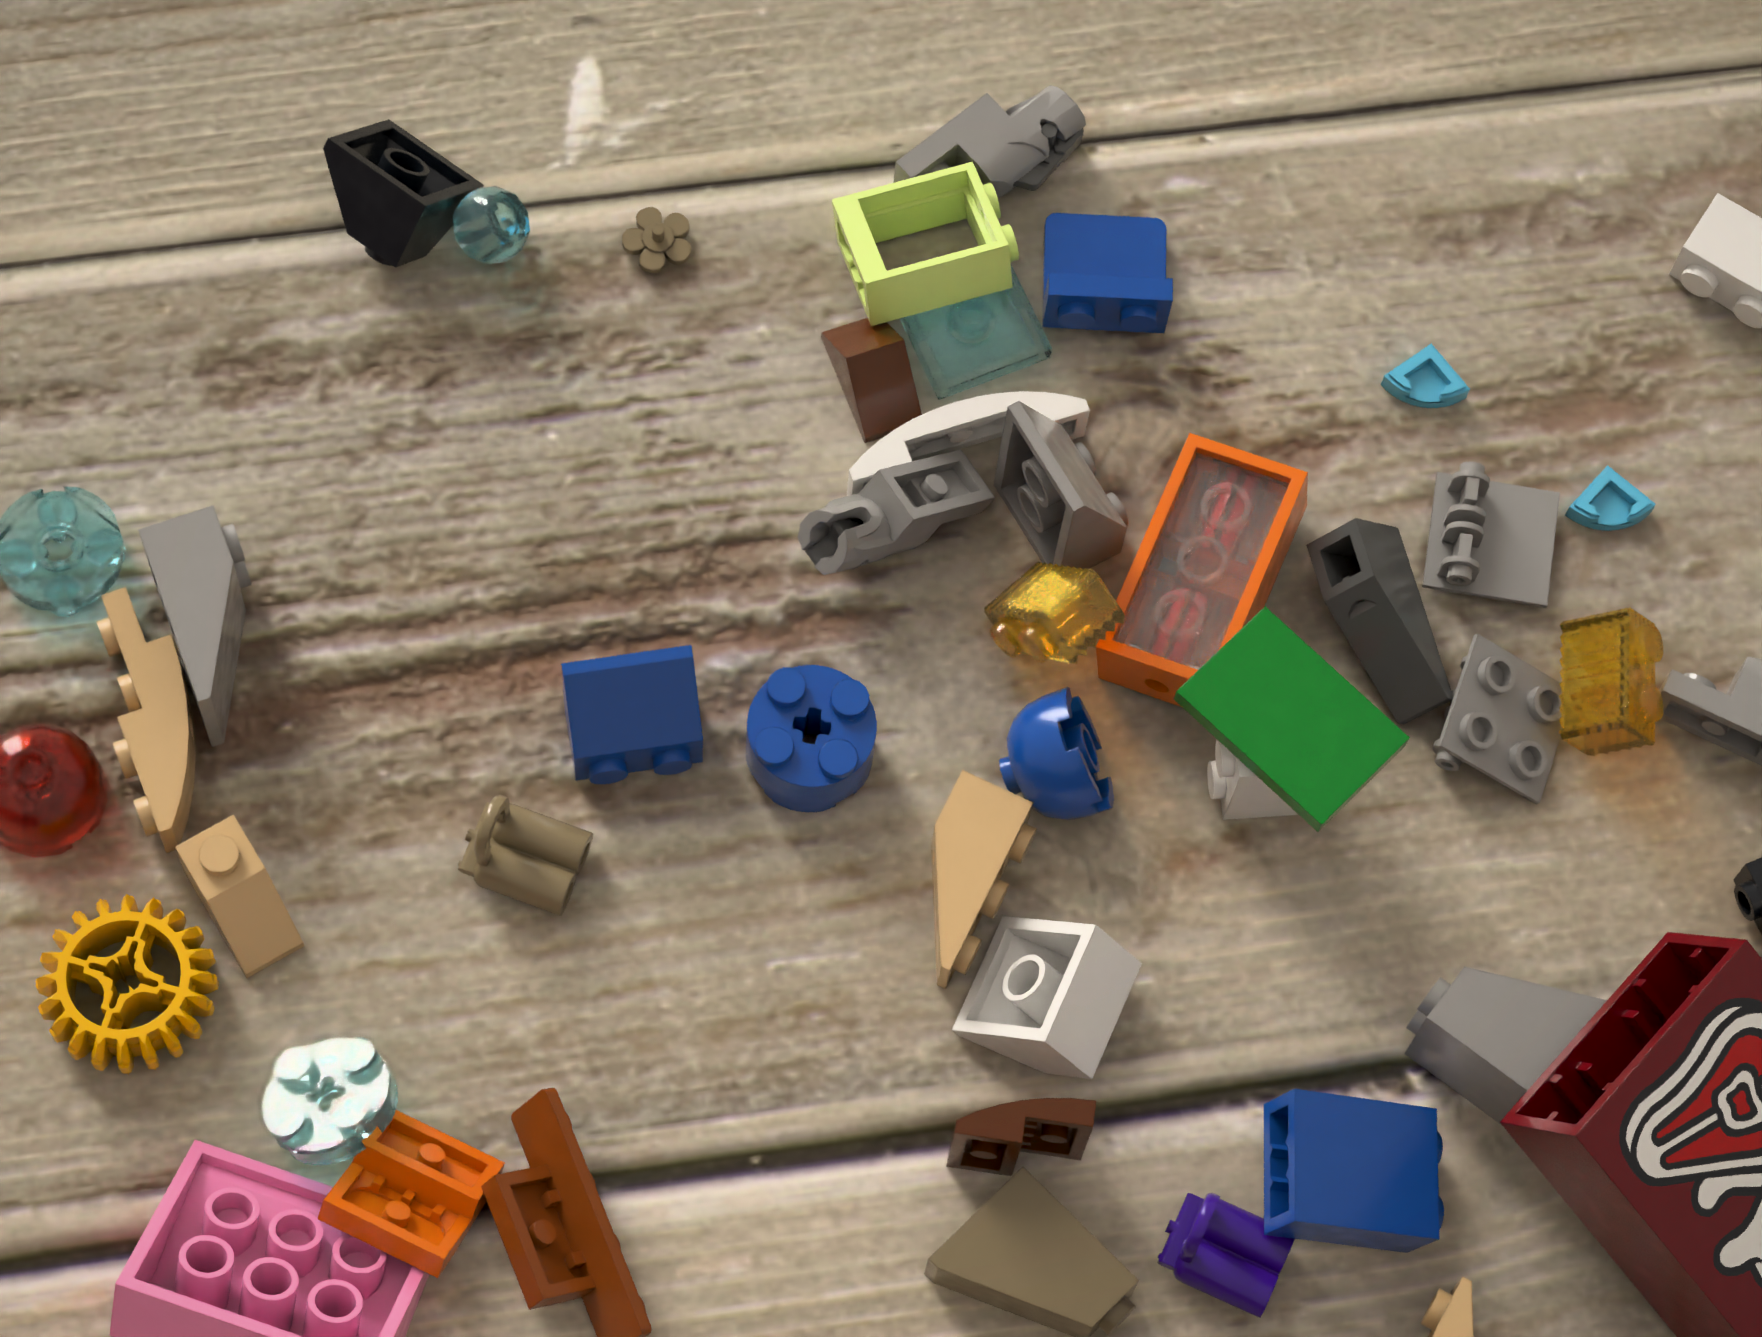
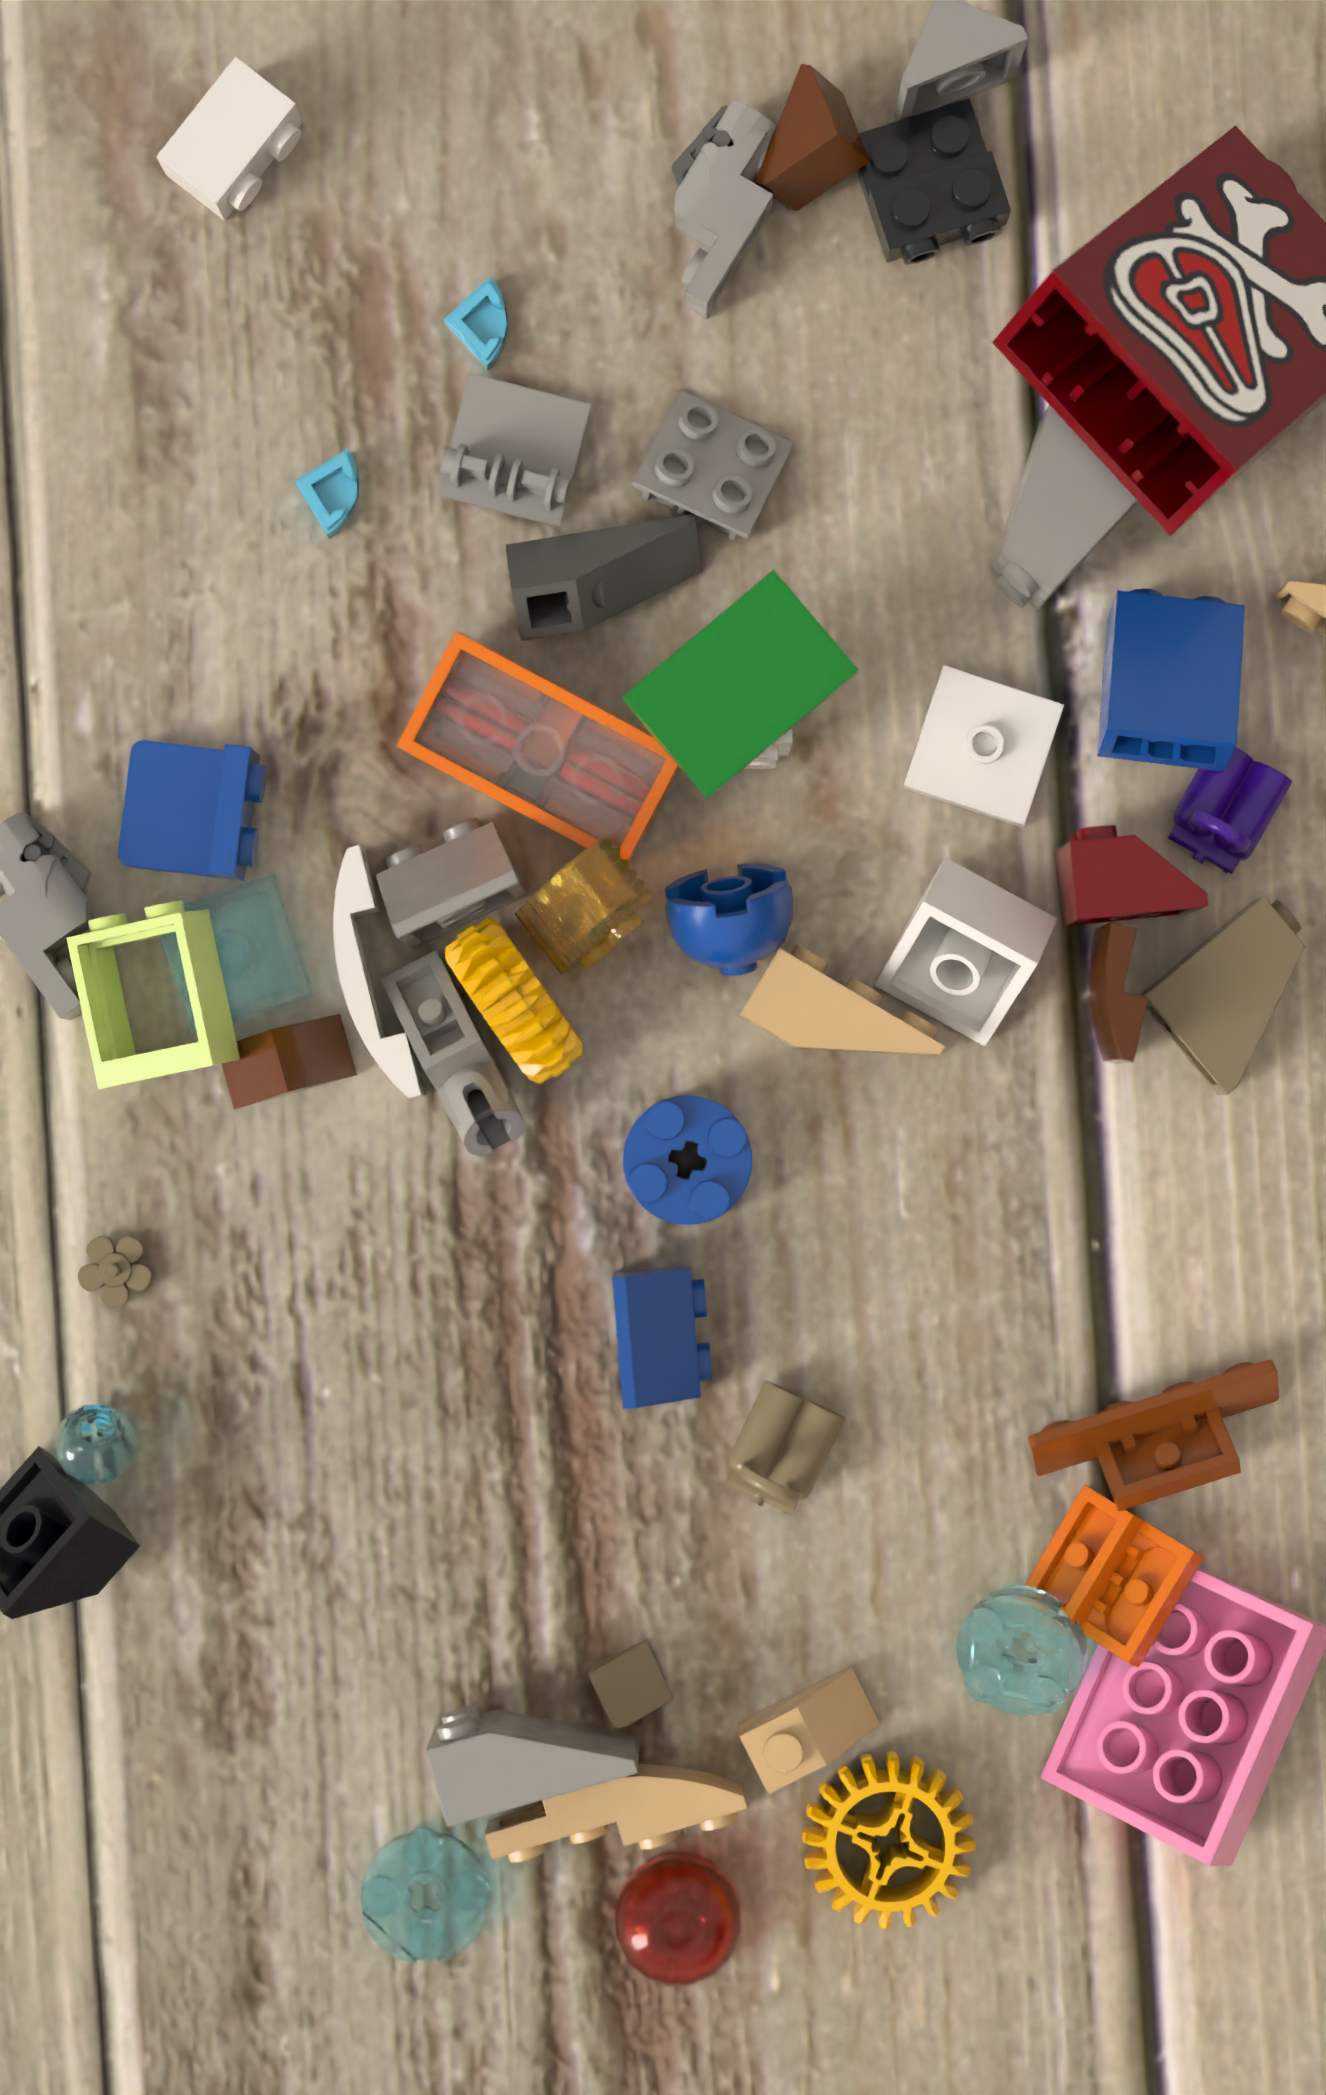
camera: 75 degrees left, 20 degrees up
(275, 726) = (629, 1685): none -> dark tan slope
(952, 558) = (513, 1001): none -> yellow gear
(1136, 1126) = (1119, 880): none -> dark red slope
(1259, 1004) = (983, 746): none -> white plate
(1609, 681) = (686, 354): clear yellow brick -> none

